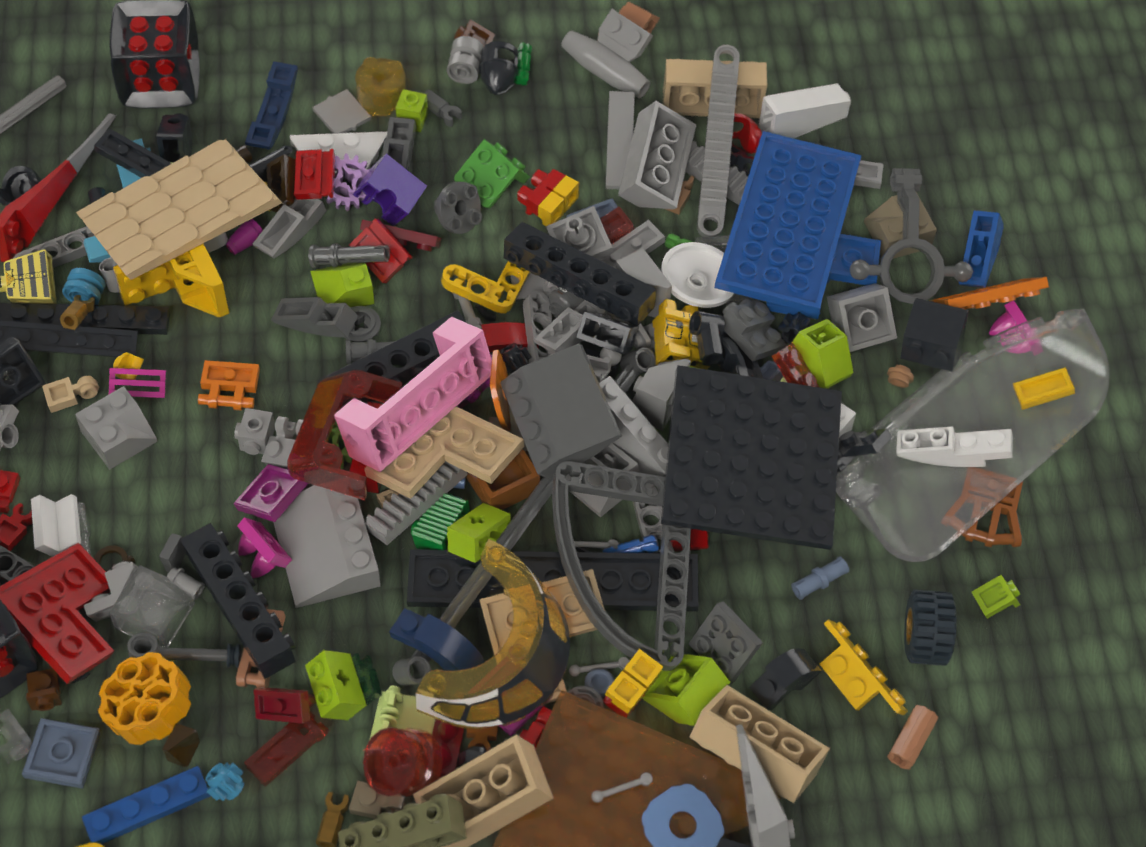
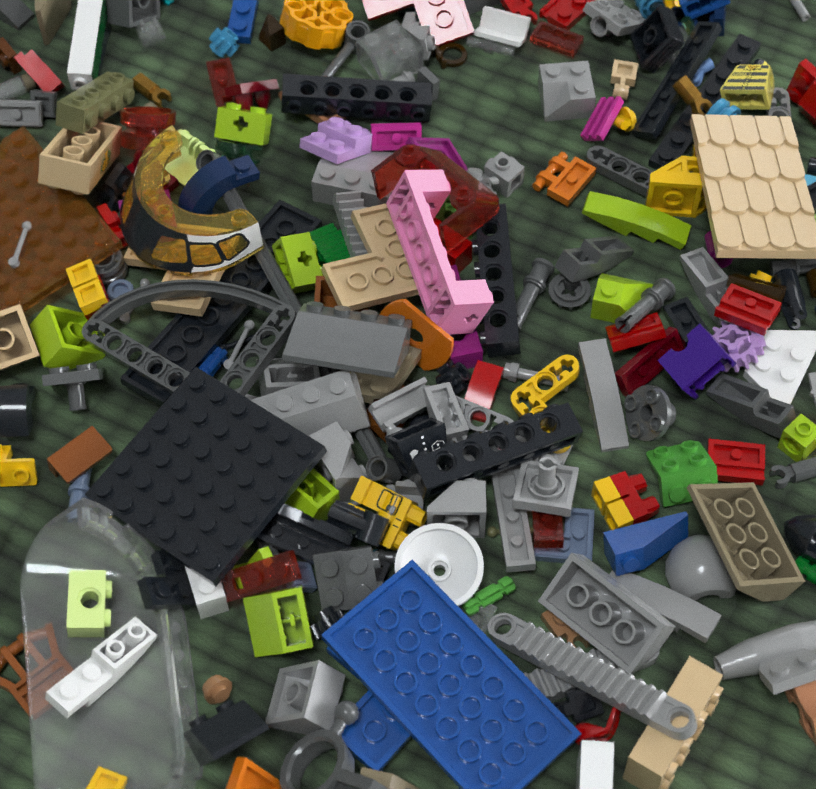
camera: 125 degrees right, 0 degrees up
(40, 472) = (557, 39): none -> clear red plate
(190, 336) = (599, 156): none -> dark grey beam
(249, 306) = (633, 217): none -> lime slope
(307, 583) = (338, 141): none -> lavender plate
(343, 223) = (684, 317): none -> black plate
(456, 143) = (738, 461): none -> red plate
(456, 249) = (603, 395): none -> light grey slope
(534, 97) = (747, 539): none -> dark tan slope
(568, 130) = (697, 569): none -> light grey cylinder
(591, 172) = (641, 544): none -> blue slope
(791, 595) = (79, 455): none -> dark orange panel
(916, 487) = (82, 587): none -> yellowish green brick

